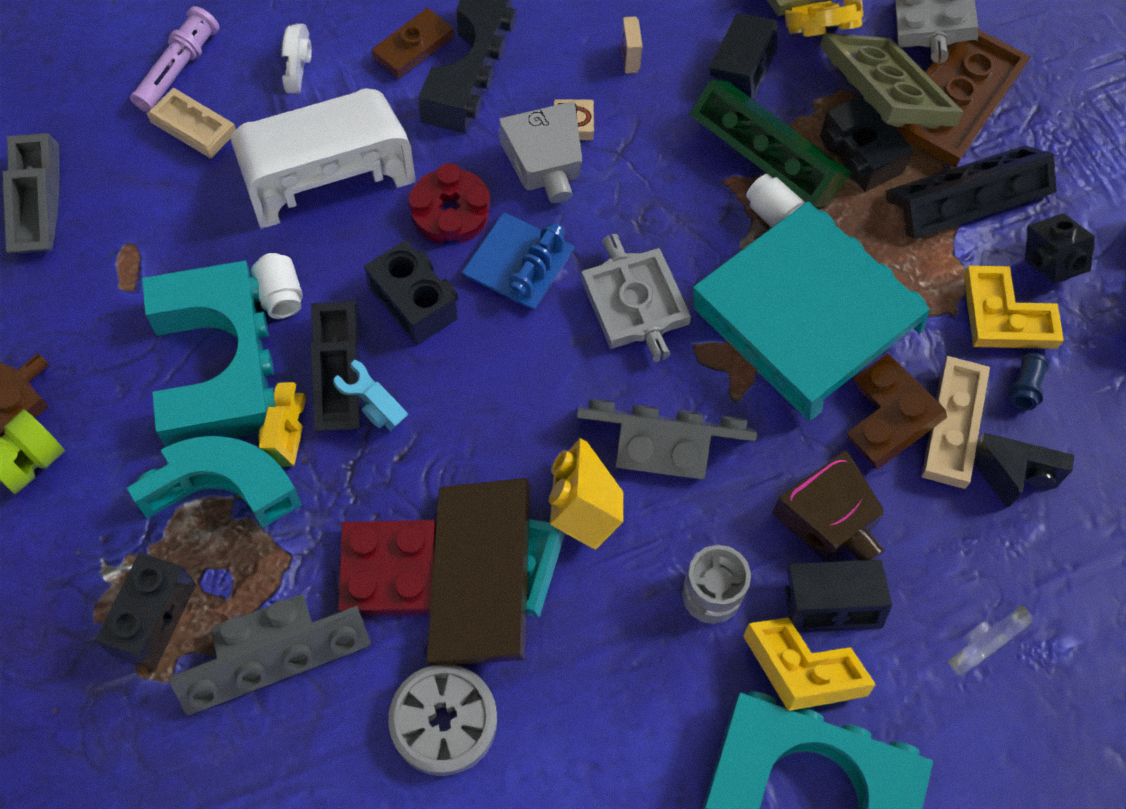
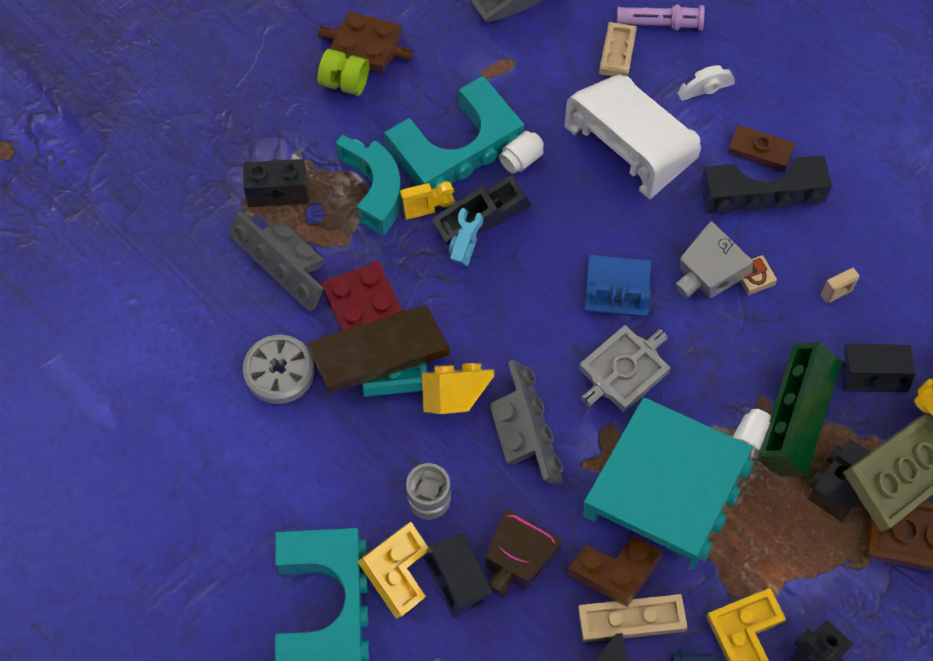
camera: 70 degrees right, 0 degrees up
(405, 295) = (551, 228): black brick -> none
(444, 185) = (639, 210): dark red plate -> none
(974, 190) = (849, 577): black fence -> none

